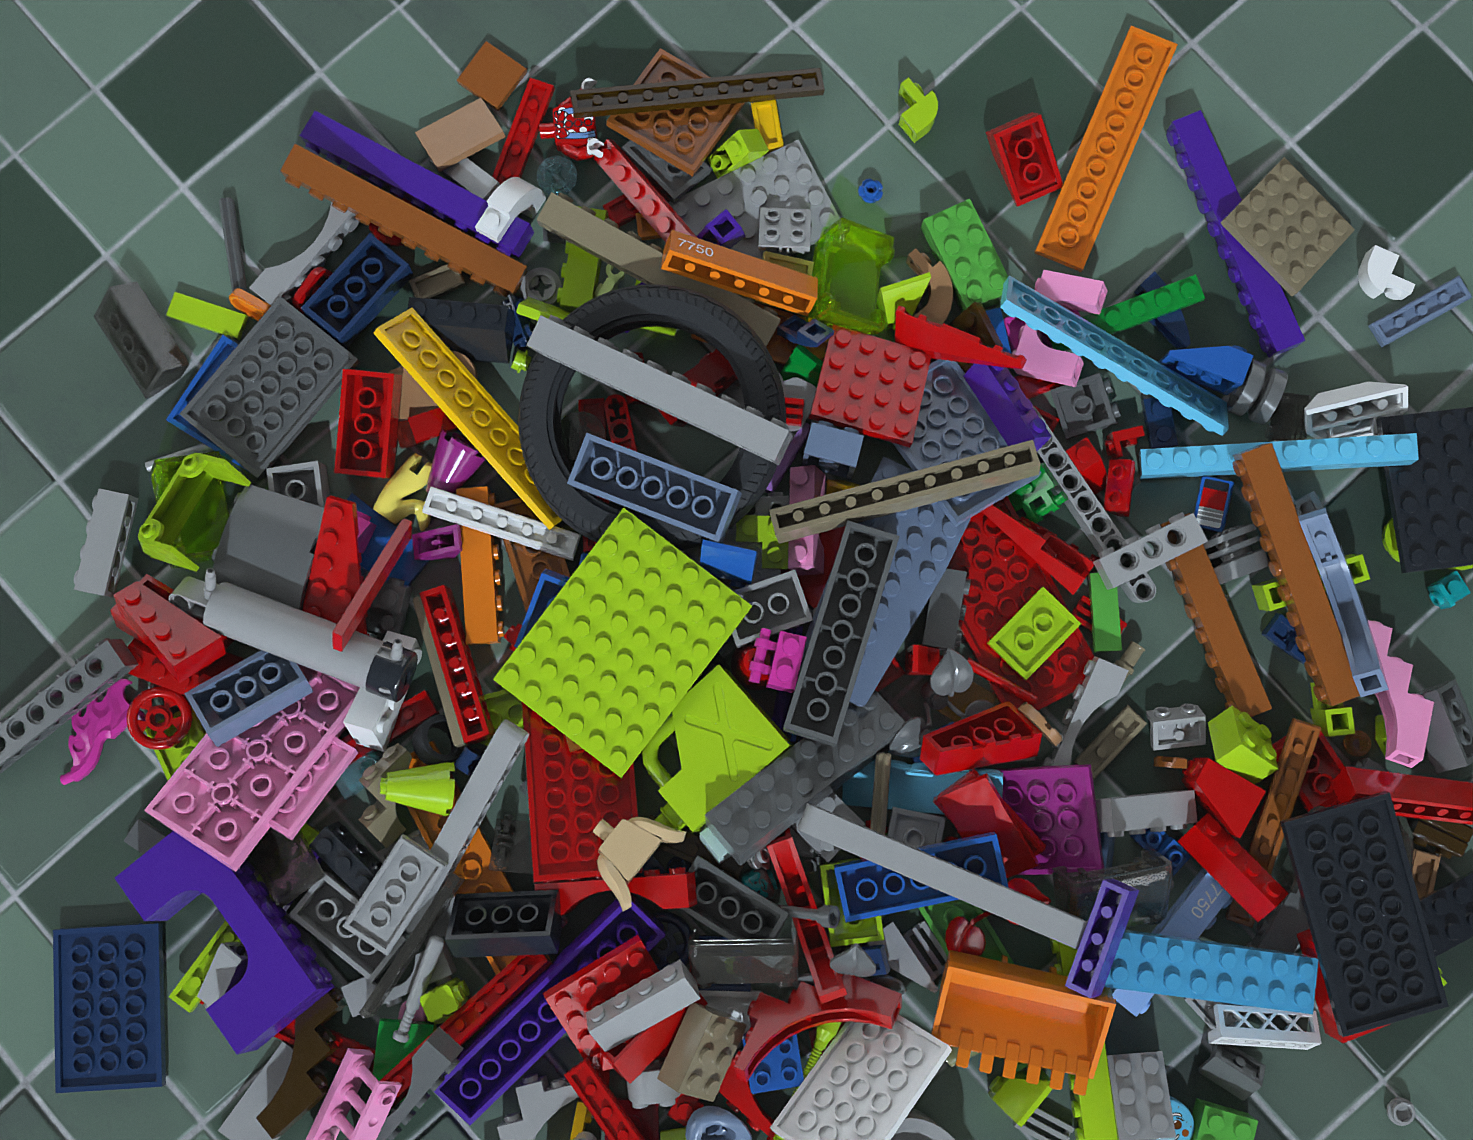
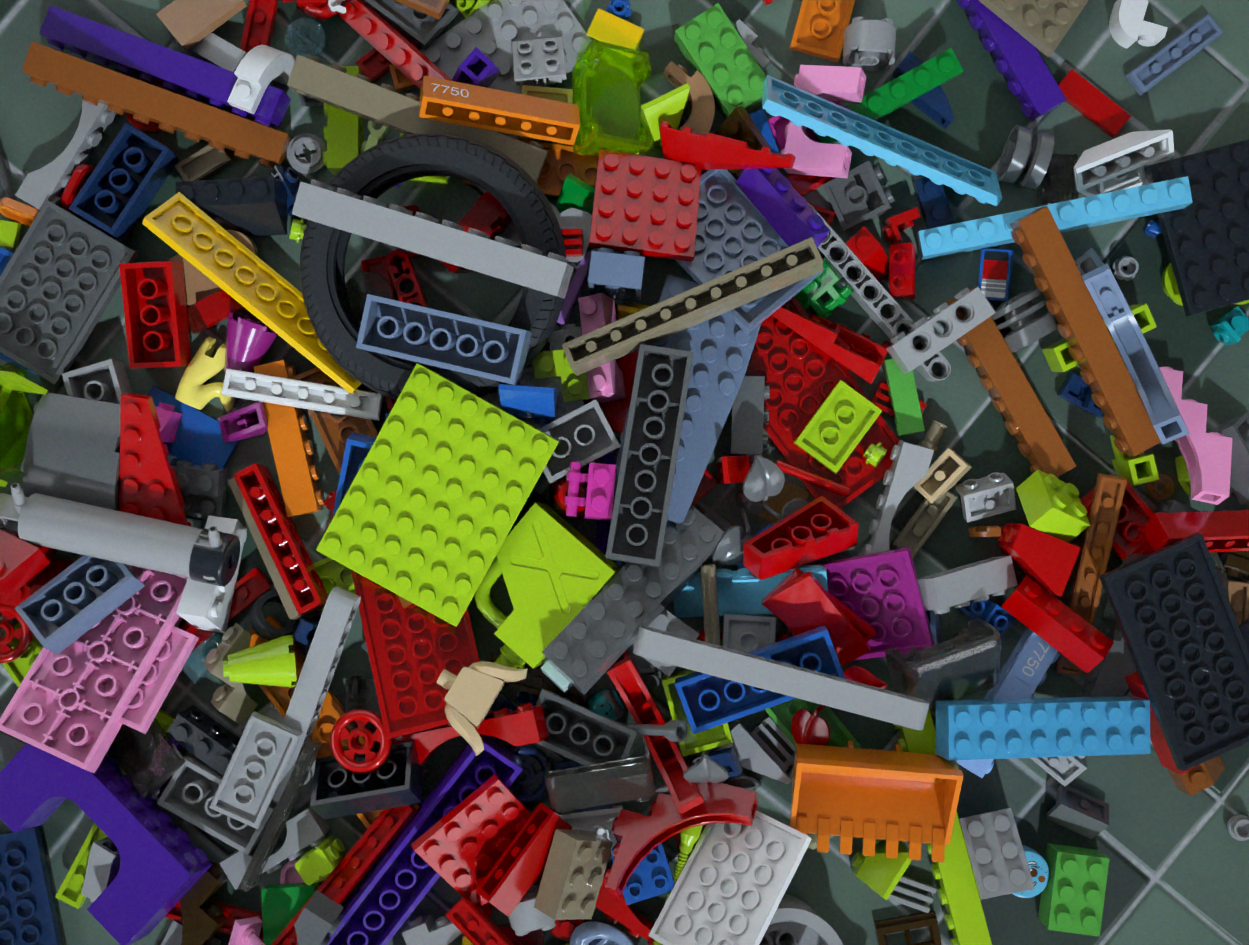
camera: 10 degrees left, 5 degrees up
(371, 585) = (181, 475): red tile -> none
(421, 981) = (296, 841): light grey piece -> none
(489, 896) = (347, 758): none -> red plate
(534, 308) = (305, 174): lime tile -> none
(642, 1005) = (509, 842): light grey brick -> none
(760, 859) = (603, 684): light grey plate -> none
(804, 333) = (572, 162): dark blue slope -> none
(863, 210) = (615, 30): none -> yellow slope
(996, 236) = (749, 37): none -> light grey slope
(1040, 722) = (855, 513): medium nougat tile -> none
(1068, 666) = (875, 454): none -> lime plate
(1101, 938) = (942, 715): dark purple brick -> none
(1115, 259) = (869, 44): none -> light grey brick
(1134, 698) = (942, 475): none -> tan slope
(1212, 367) = (978, 139): blue slope -> none
(1264, 1037) = (1103, 779): white fence -> none
(1332, 348) = (1093, 103): none -> red tile
(1353, 516) = (1130, 263): none -> light grey plate
(1362, 1049) = (1199, 777): none -> dark orange slope
(1378, 481) = (1153, 228): none -> blue hand

